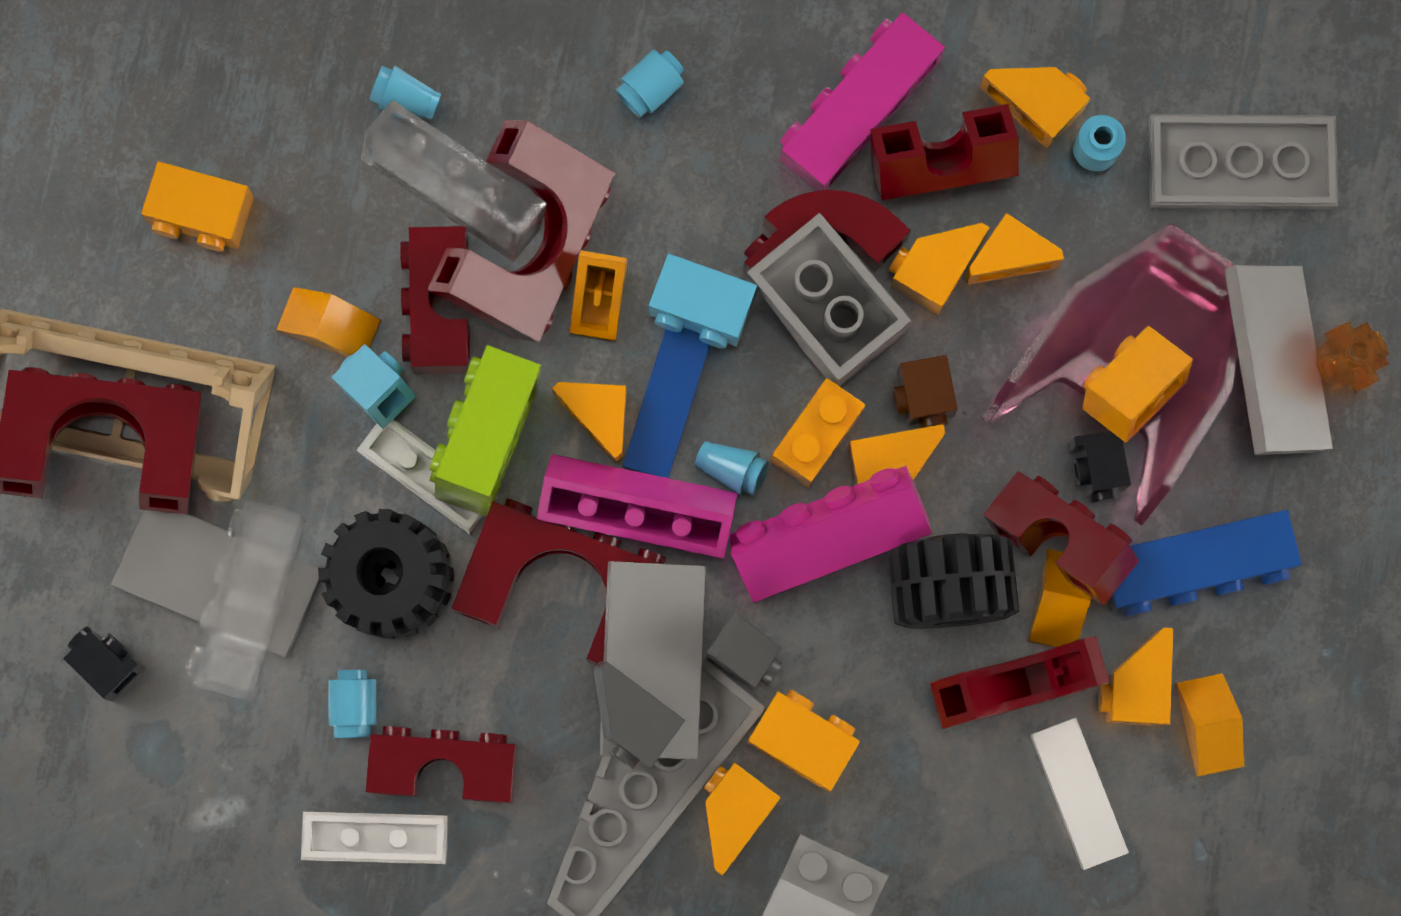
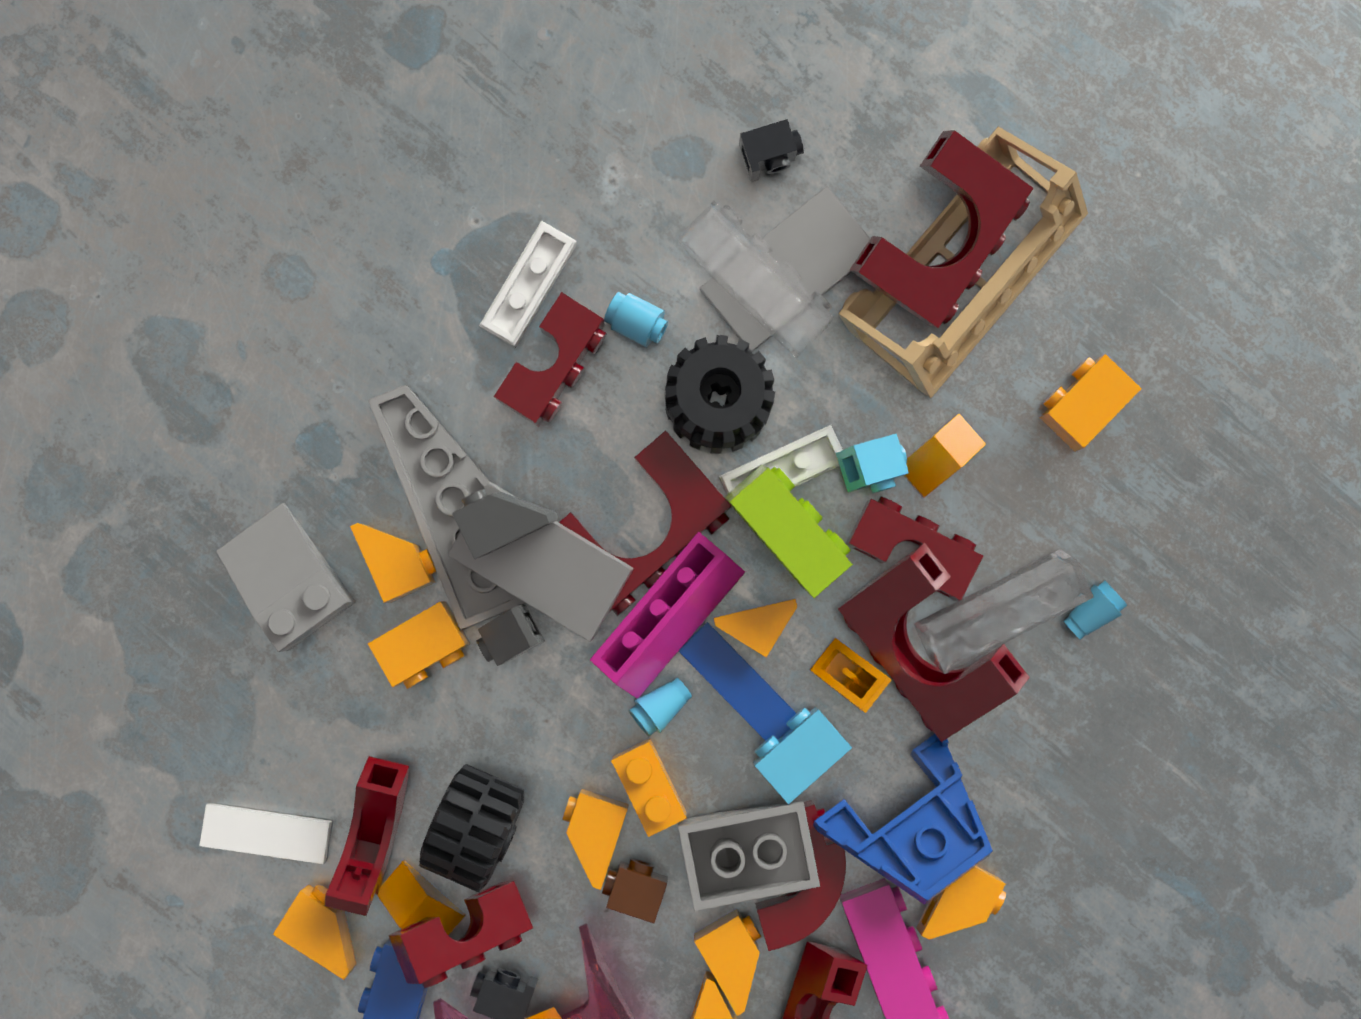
camera: 125 degrees right, 5 degrees up
(650, 82) = (1001, 810): medium azure brick -> none
(720, 134) = (926, 843): none -> blue wing
(758, 75) = (963, 904): none -> light orange slope
(829, 533) = (563, 753): dark pink brick -> none
(1211, 724) = (261, 967): light orange slope -> none

